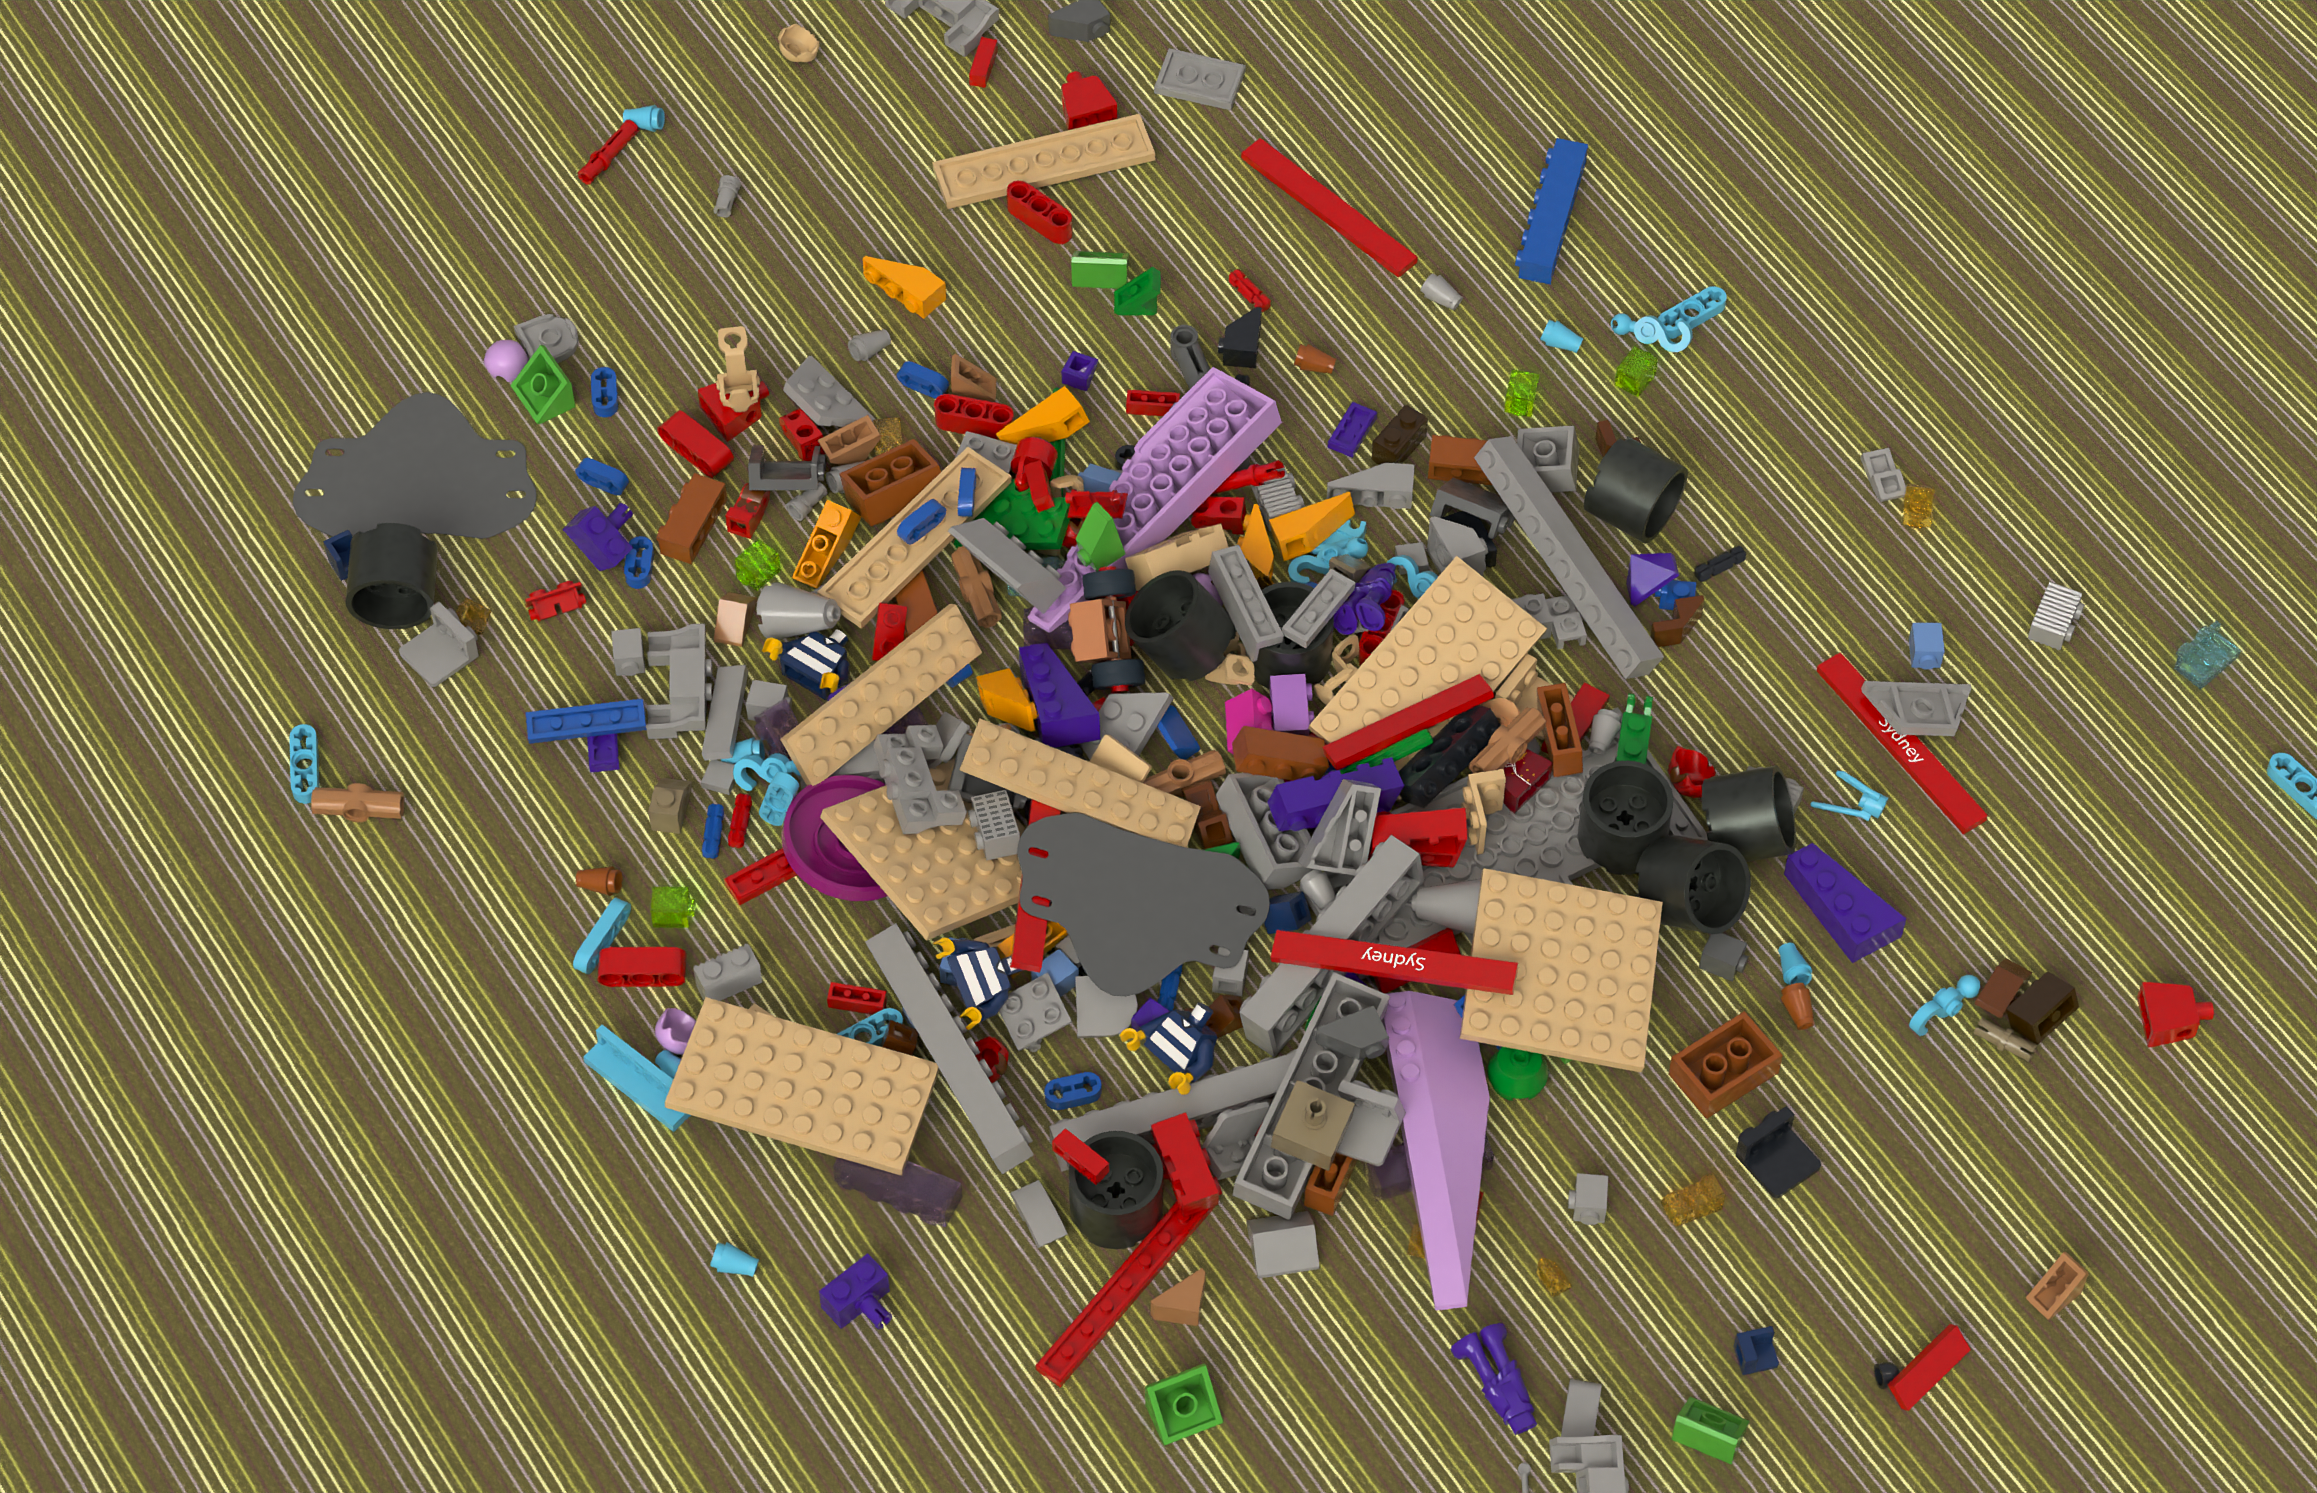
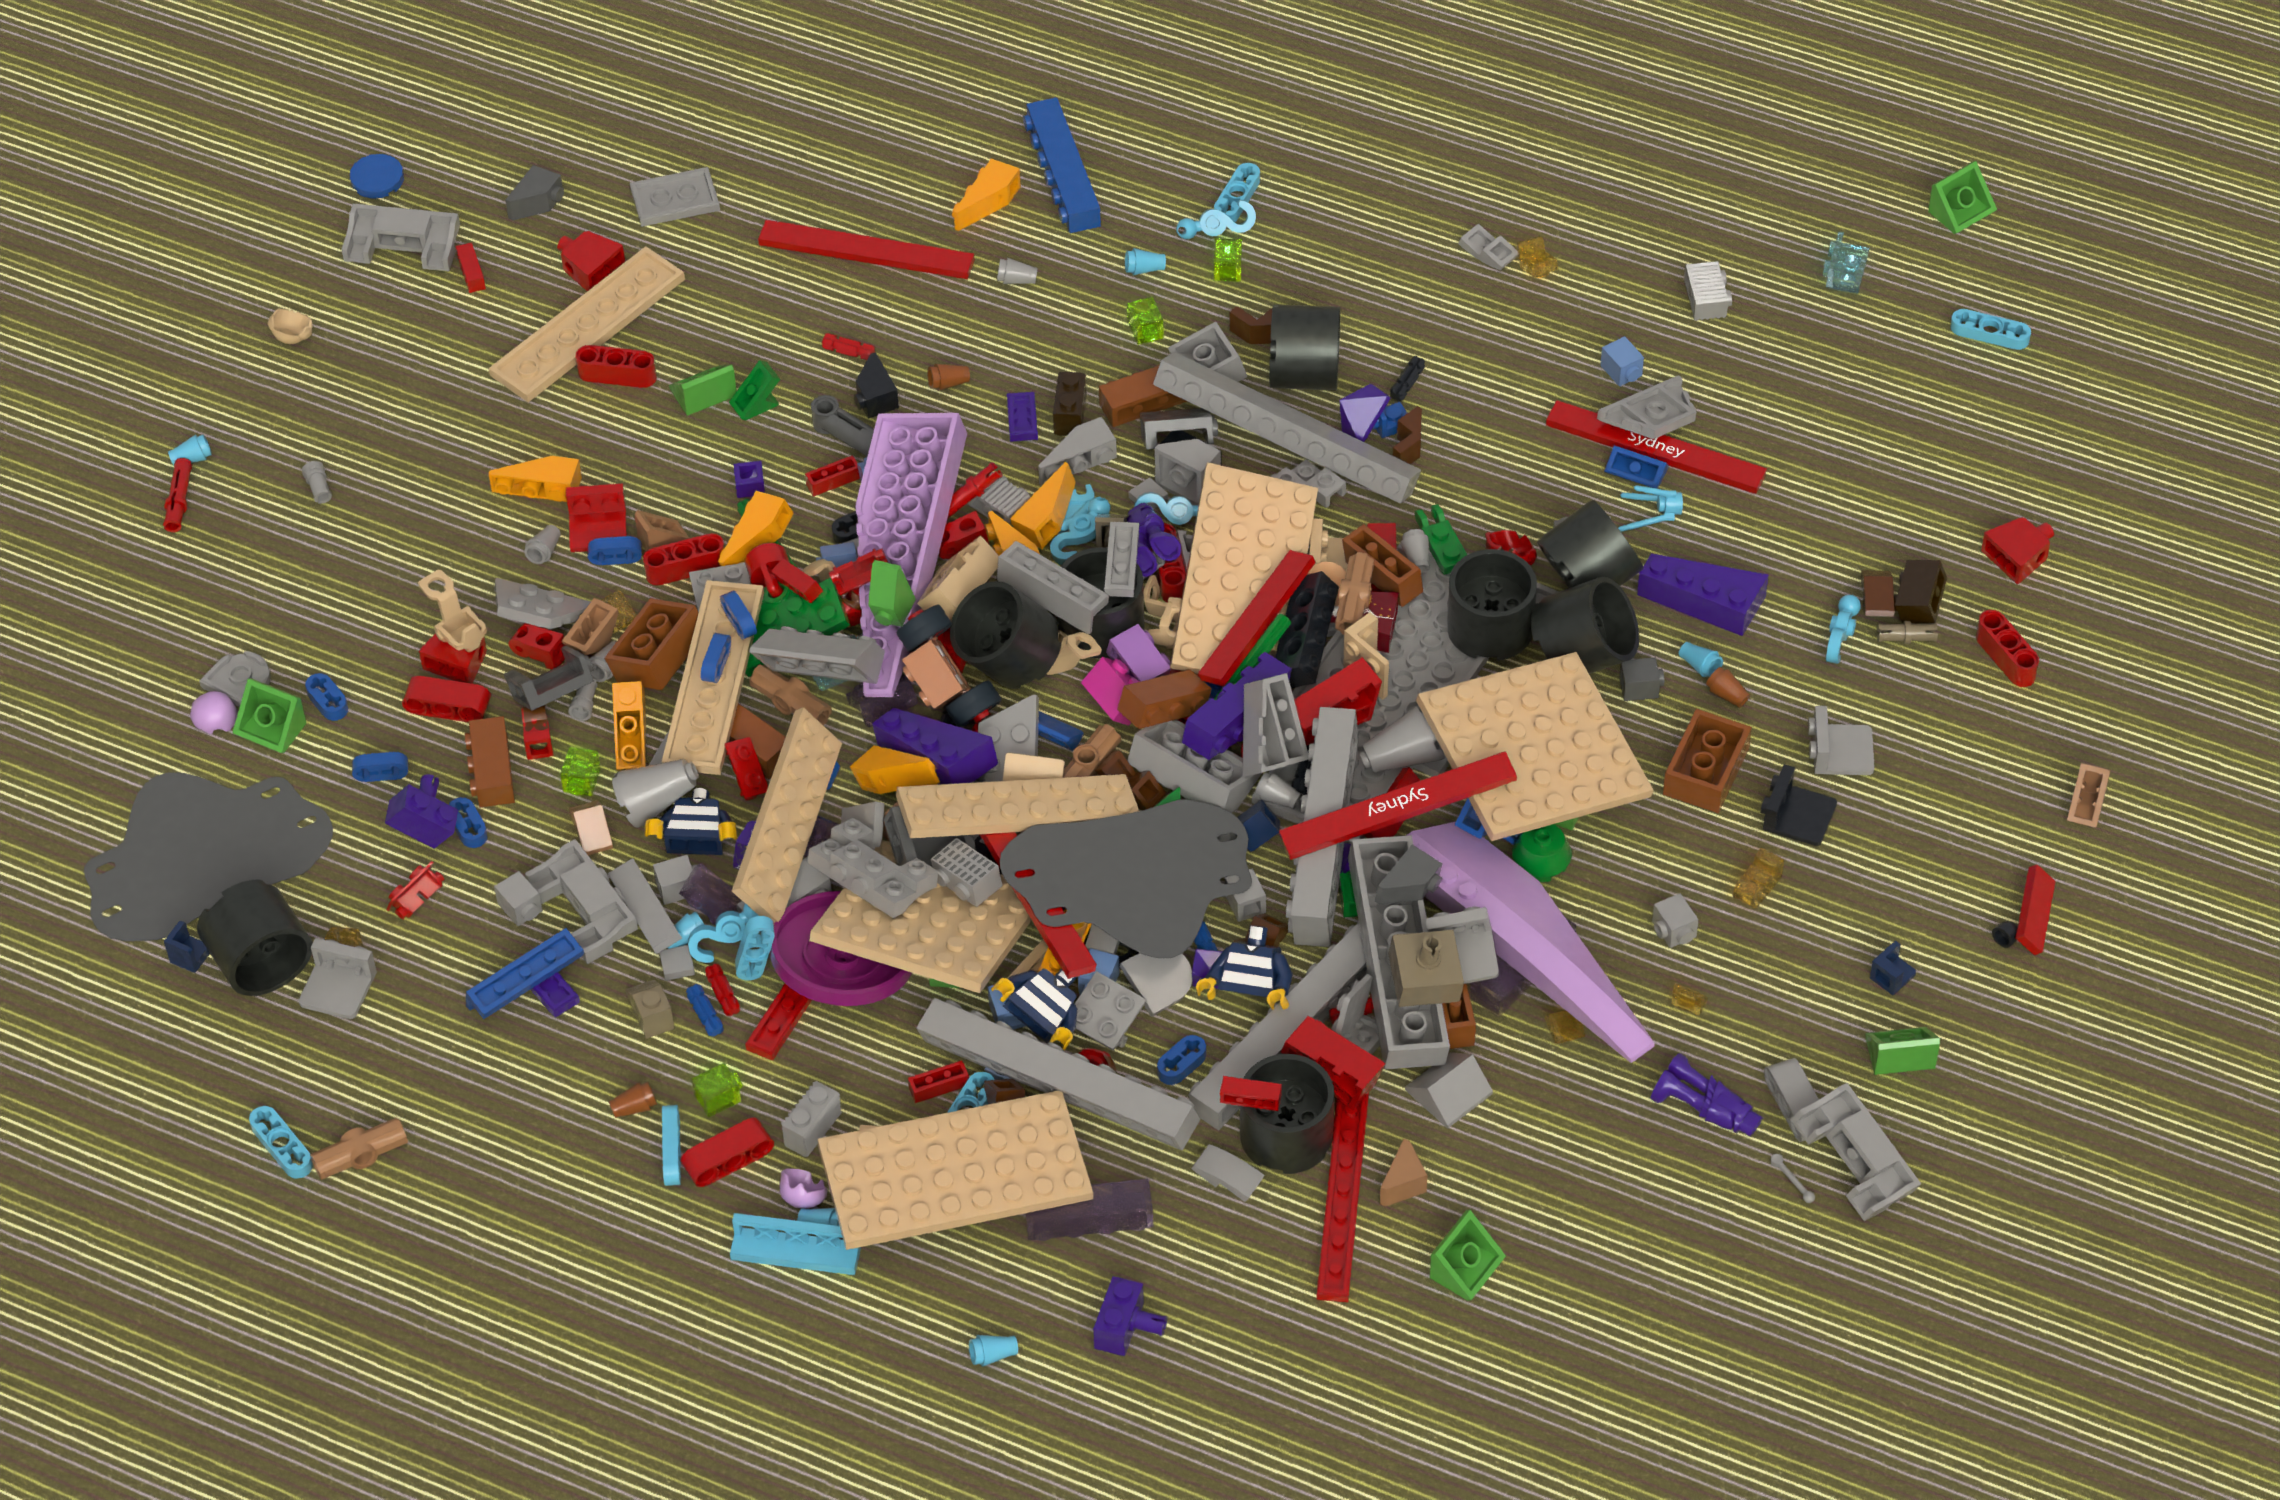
camera: 30 degrees left, 5 degrees down
(929, 340) = (595, 514): none -> red bracket
(1469, 206) = (990, 192): none -> light orange slope
(1860, 1115) = (1840, 747): none -> light grey bracket
(1868, 753) = (1636, 467): none -> blue slope
(2083, 1116) = (2007, 648): none -> red beam

